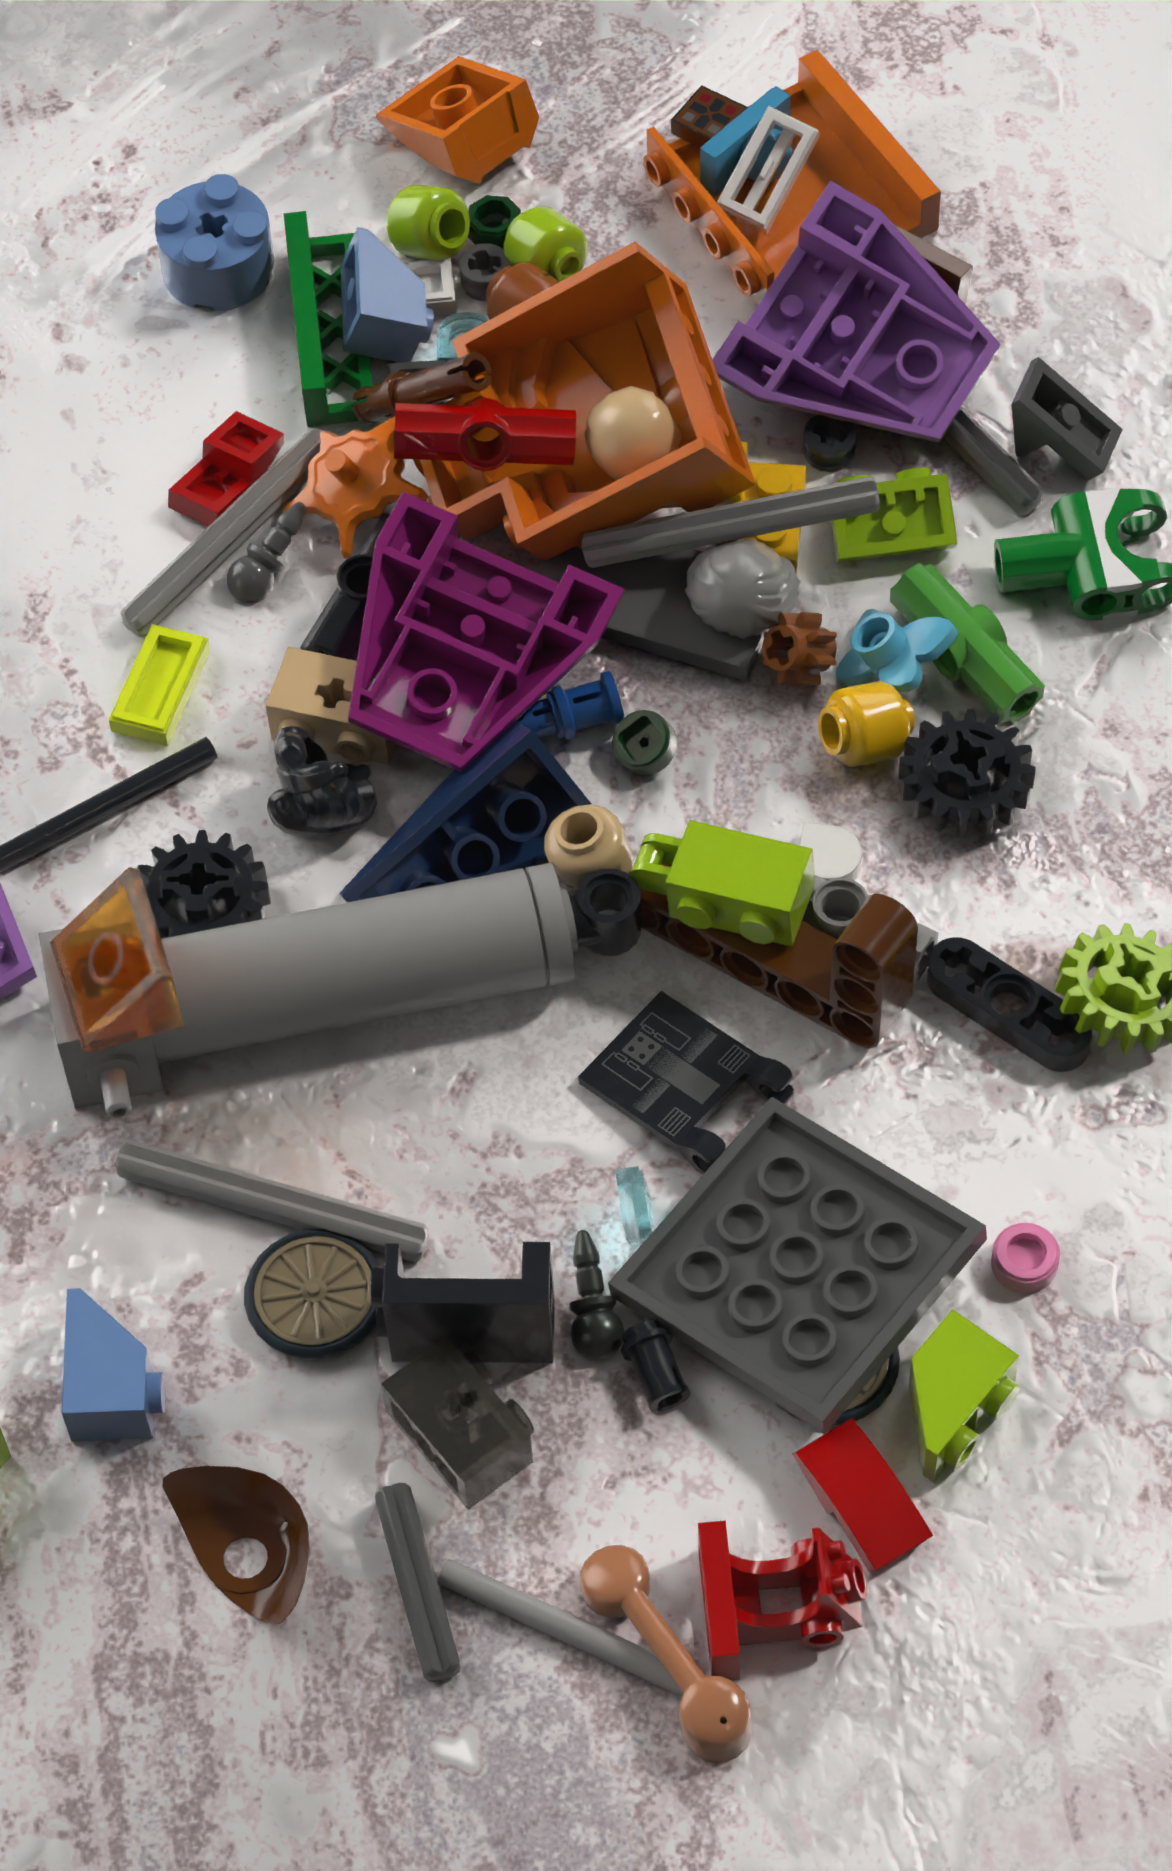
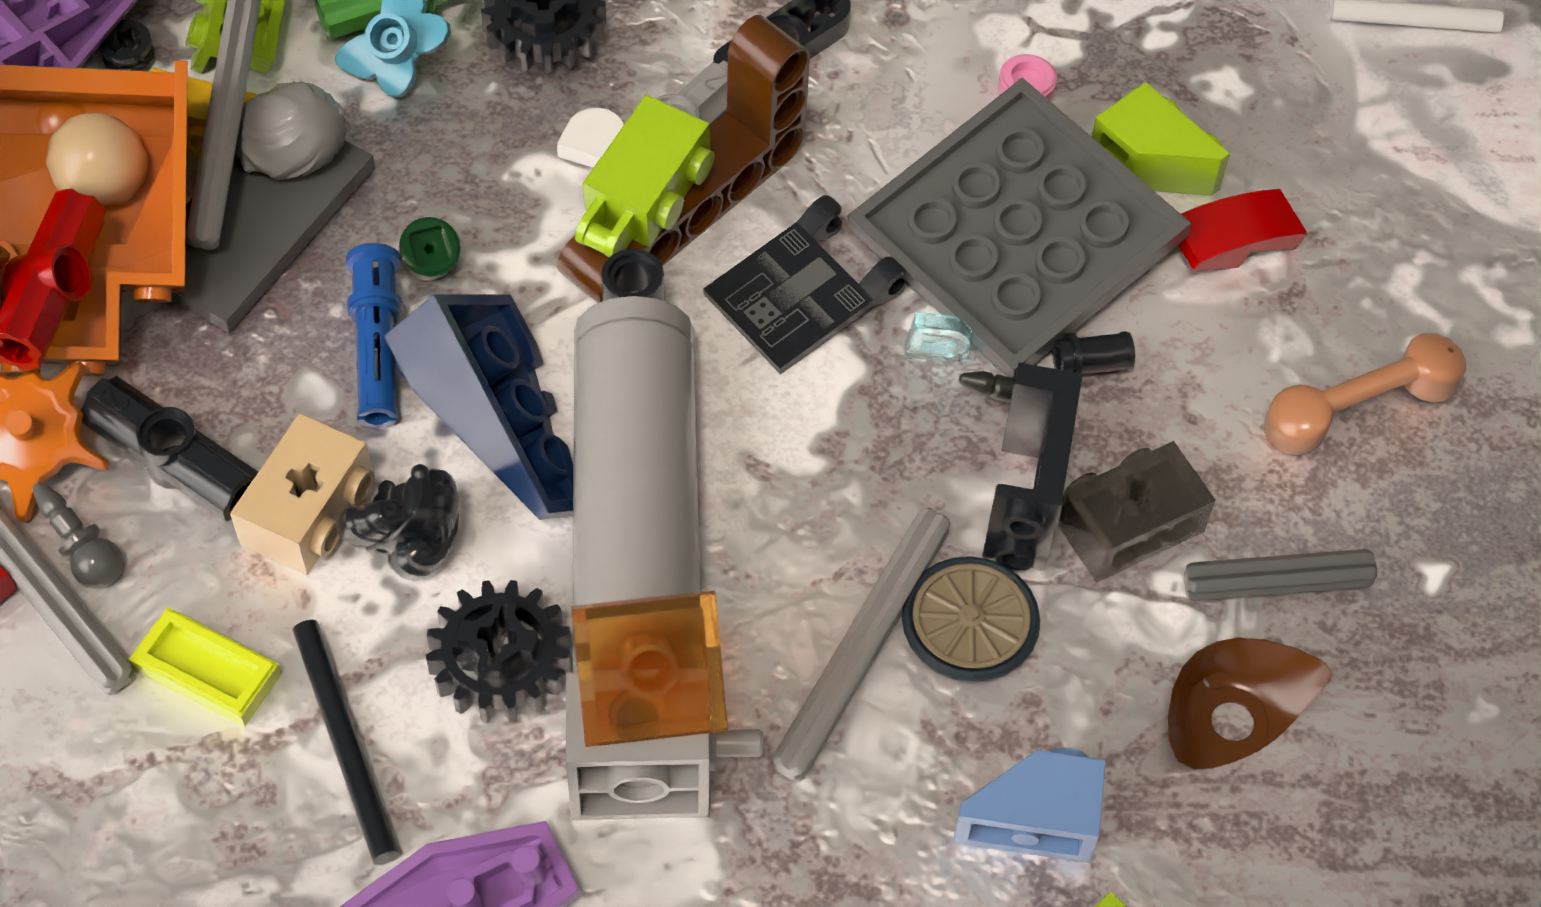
camera: 85 degrees left, 0 degrees up
(463, 636) = (290, 342): magenta wedge -> none
(556, 1623) = (1329, 473): light grey bar -> none
(585, 842) = (550, 299): tan head -> none
(799, 648) = (379, 119): dark orange gear -> none
(828, 1584) = (1329, 267): red tile -> none
(865, 724) = (469, 74): yellow head -> none

